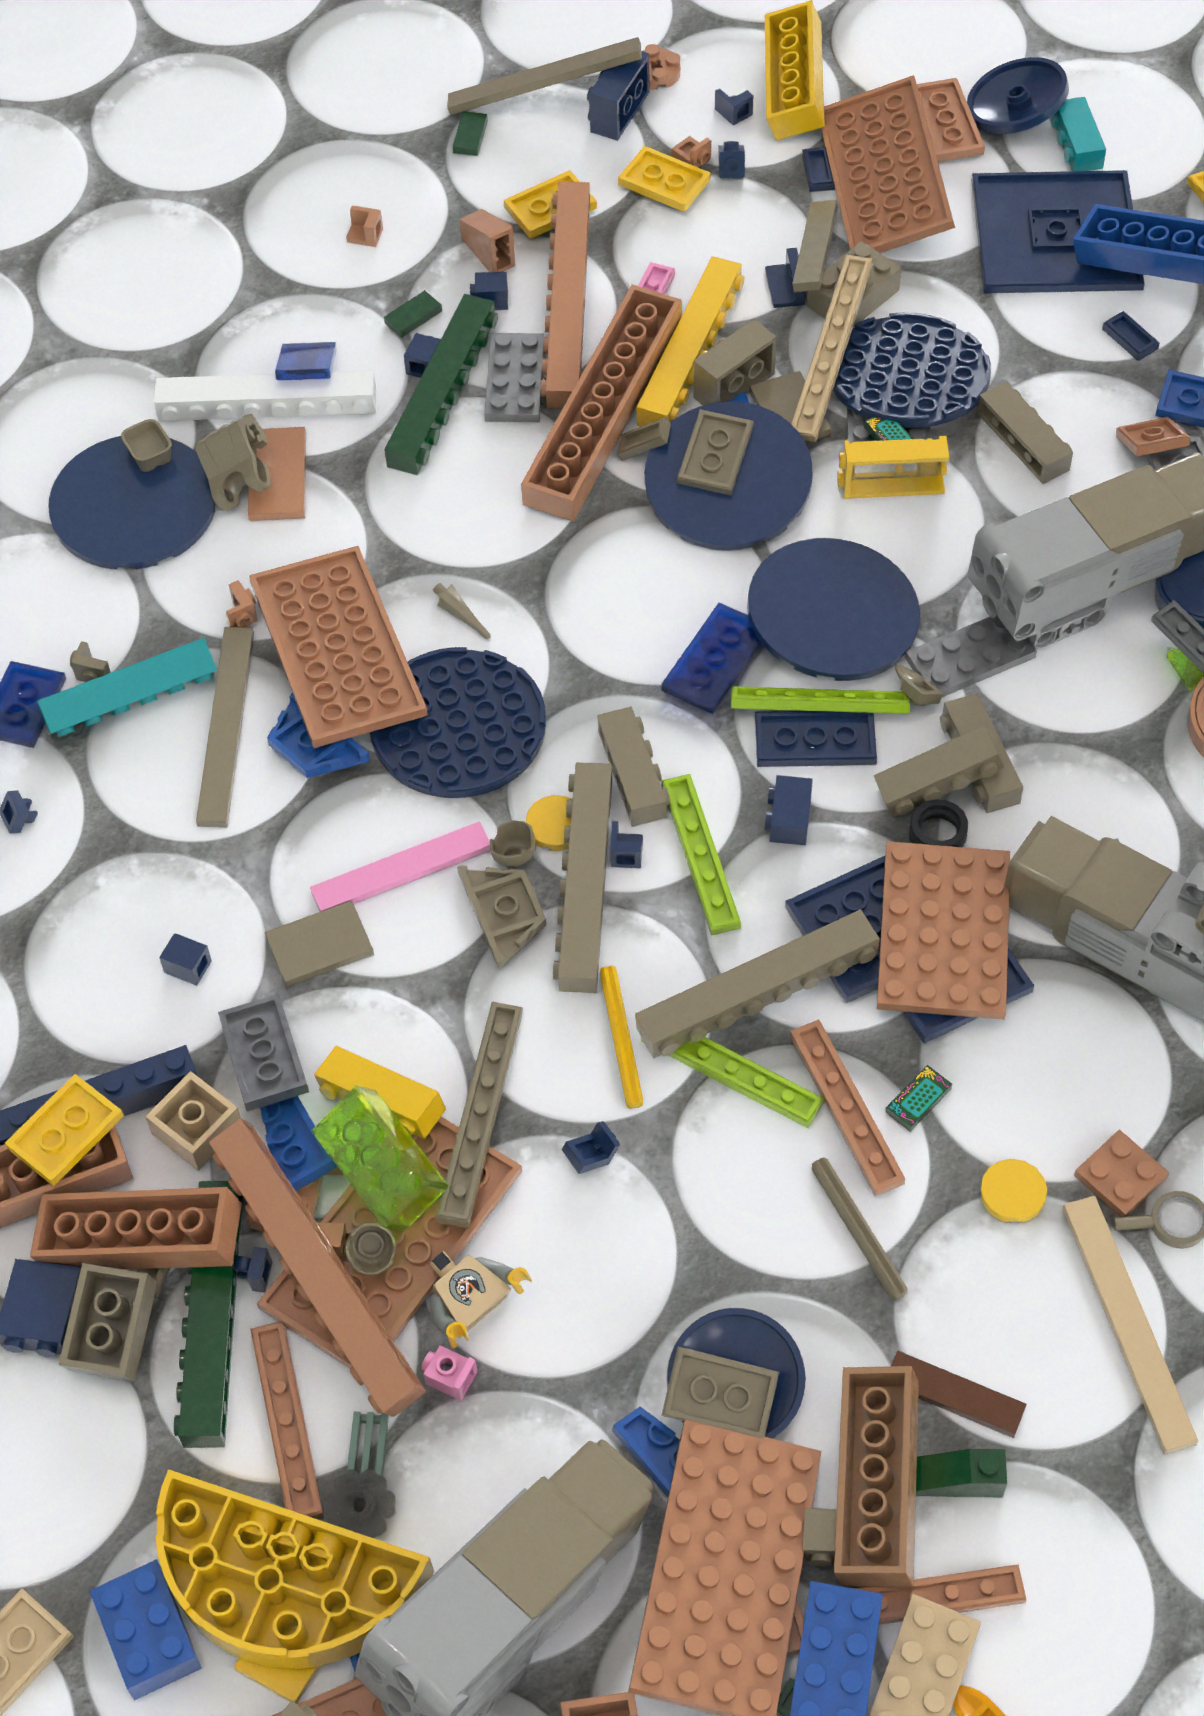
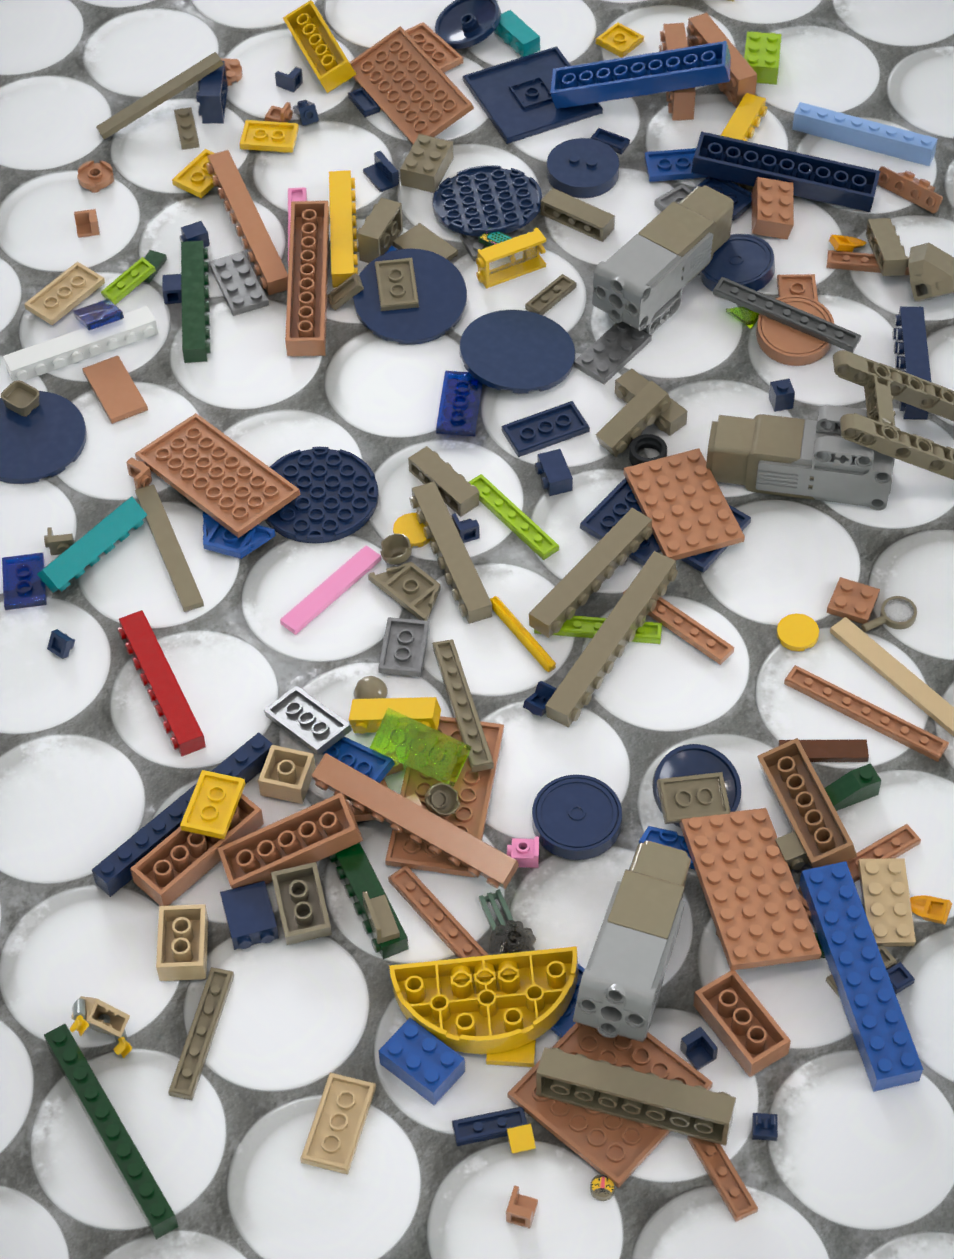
camera: 25 degrees left, 5 degrees down
(109, 921) = (162, 683): none -> red brick
(185, 959) = (224, 688): dark blue panel -> none
(194, 1391) = (380, 918): none -> dark tan panel
(232, 460) = (86, 387): dark tan piece -> none
(255, 1269) = (372, 842): dark blue tile -> none
(284, 315) = (64, 293): none -> tan plate
(319, 943) = (303, 650): dark tan tile -> none
(373, 325) = (128, 280): none -> lime tile
(373, 1040) = (370, 688): none -> dark tan hair
(405, 173) = (95, 183): none -> nougat plate
(450, 993) = (404, 647): none -> flat silver plate
(453, 603) = (274, 426): dark tan piece -> none
(469, 1292) = (513, 802): torso -> none
(470, 133) = (124, 146): dark green tile -> none
(489, 240) = (177, 205): nougat slope -> none
(547, 1350) = (577, 817): none -> dark blue brick
(564, 133) = (186, 128): none -> dark tan plate
(735, 1096) = (611, 639): none -> dark tan brick
(815, 246) = (391, 145): dark tan tile -> none
(820, 700) = (537, 405): lime tile -> none
(831, 346) = (435, 199): tan tile -> none
(859, 1229) = (721, 685): dark tan axle -> none
(917, 687) = (594, 379): dark tan plate -> none
(918, 1098) = (716, 603): tile -> none
(927, 540) = (551, 295): none -> dark tan tile
(1051, 1362) = (866, 713): none -> nougat tile
(1069, 364) = (583, 167): none -> dark blue brick
(1152, 436) = (655, 192): nougat tile -> none
(1177, 811) = (781, 395): none -> dark blue brick

